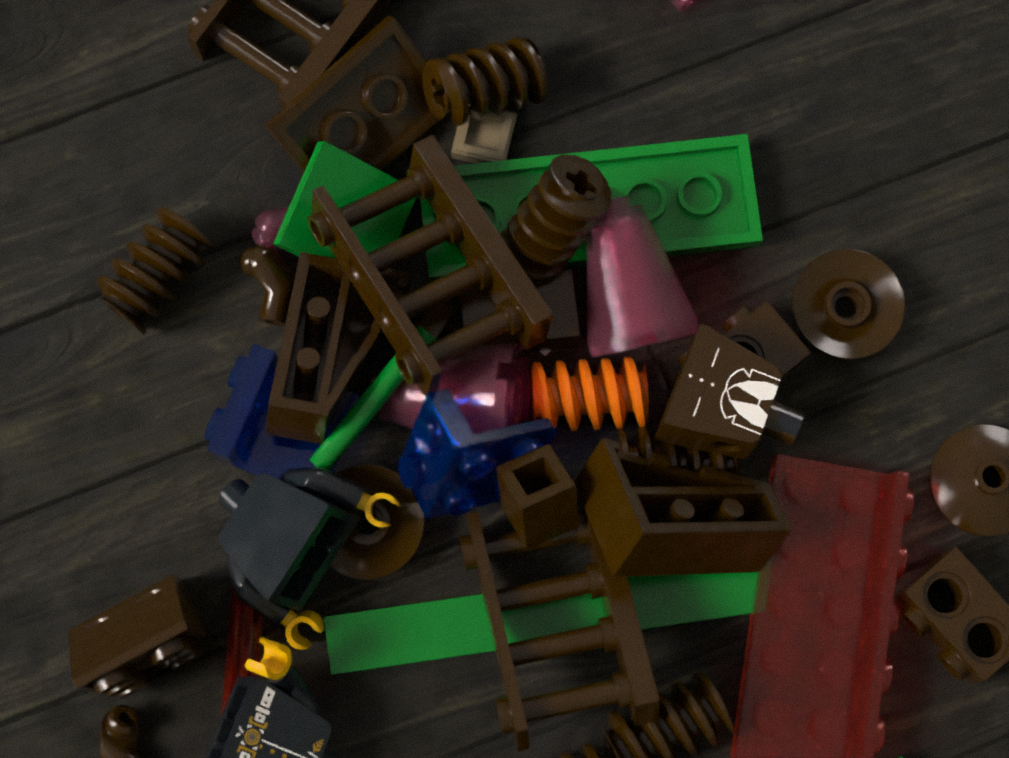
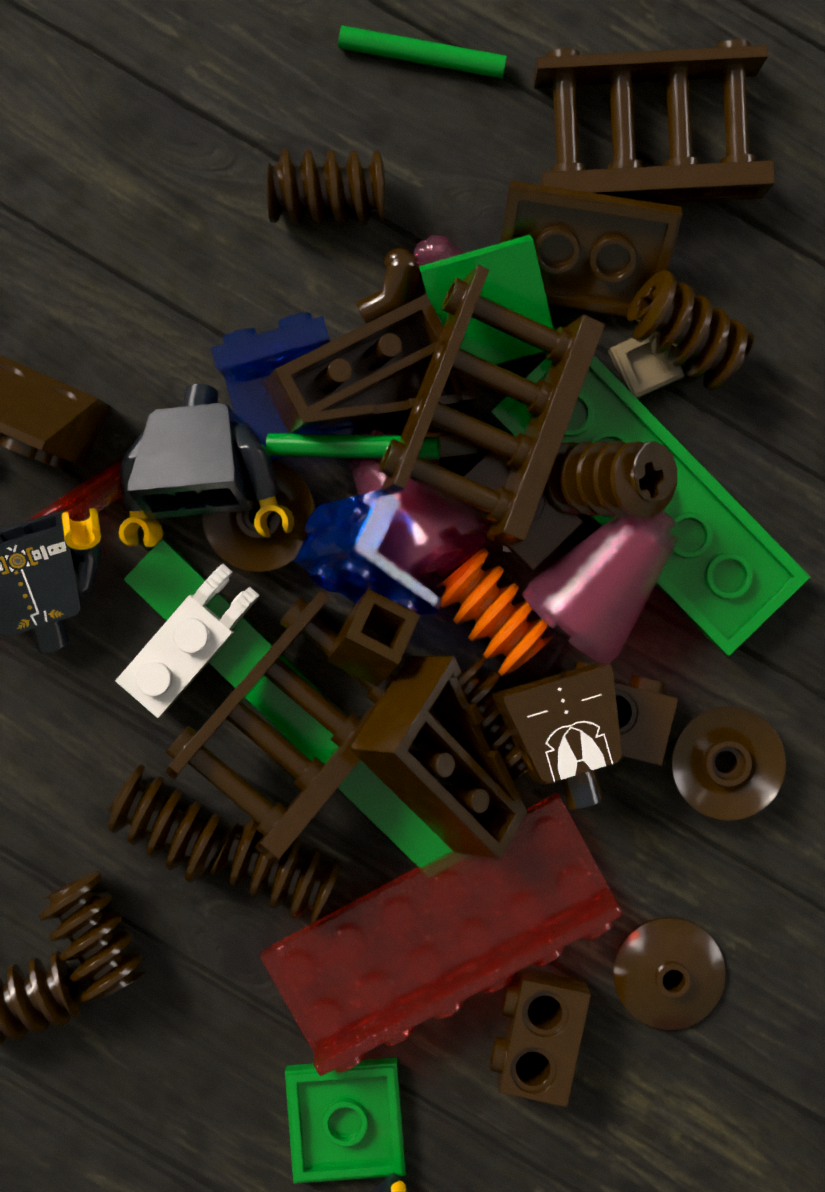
camera: 55 degrees right, 10 degrees up
(107, 122) = (422, 52): none -> green bar
(424, 664) = (184, 645): none -> white hinge

